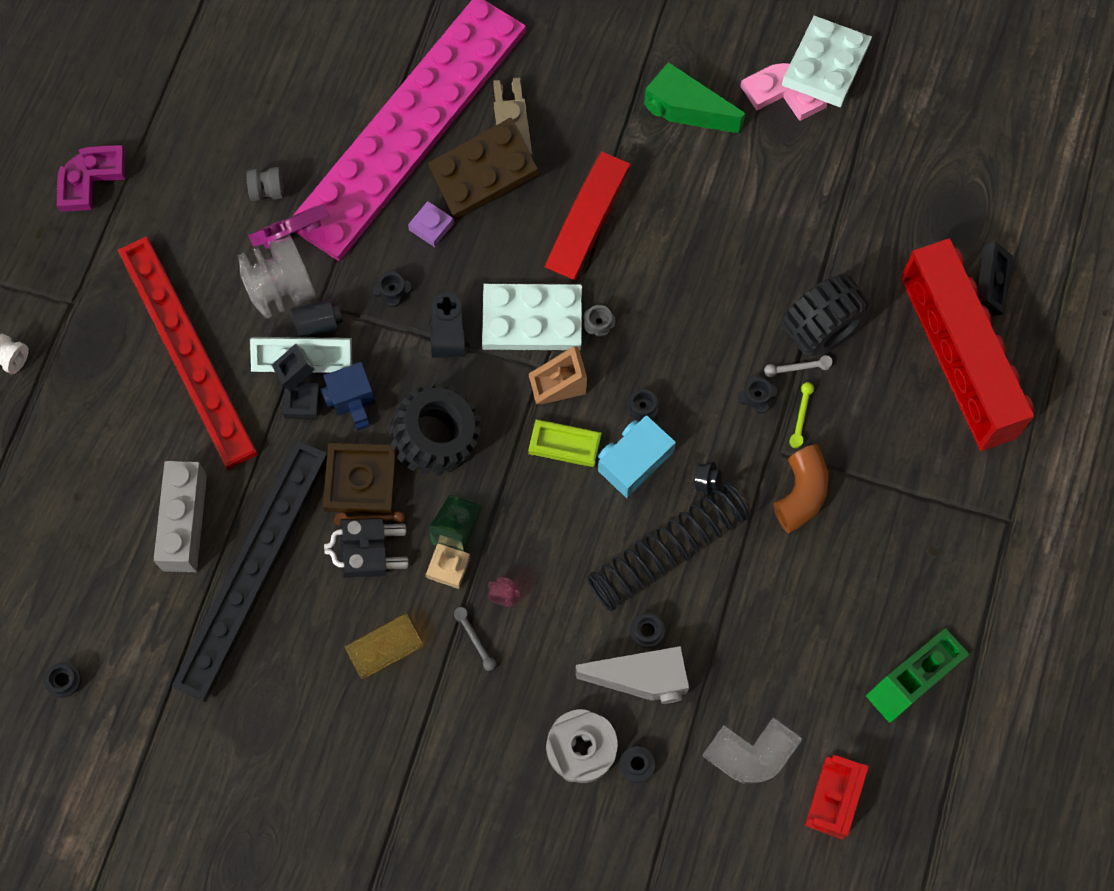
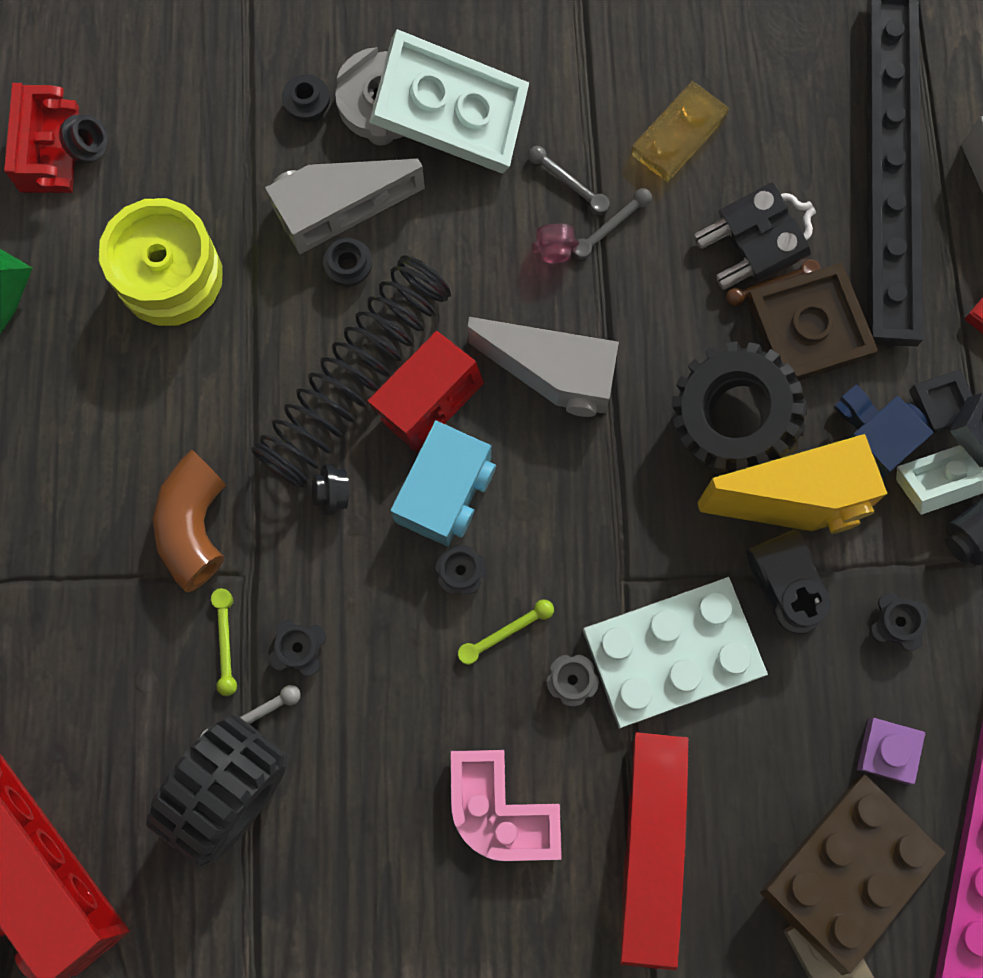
camera: 160 degrees right, 5 degrees up
(409, 362) = (804, 490): none -> yellow slope
(431, 606) = (641, 198): none -> dark grey hinge
(448, 565) = (641, 256): tan tile -> none
(454, 523) = (657, 303): clear green slope -> none
(532, 504) = (558, 365): none -> light grey slope
(538, 711) = (449, 102): none -> light aqua plate
(559, 378) = (594, 562): medium nougat slope -> none
(564, 443) = (552, 477): lime tile -> none
(625, 519) = (426, 389): none -> red hinge
(654, 359) = (470, 653): none -> lime hinge
(675, 261) = (491, 825): none -> bright pink plate
(754, 762) = (163, 150): clear plate -> none
(779, 641) = (161, 261): none -> neon yellow wheel
(806, 787) = (91, 132): none -> black plate

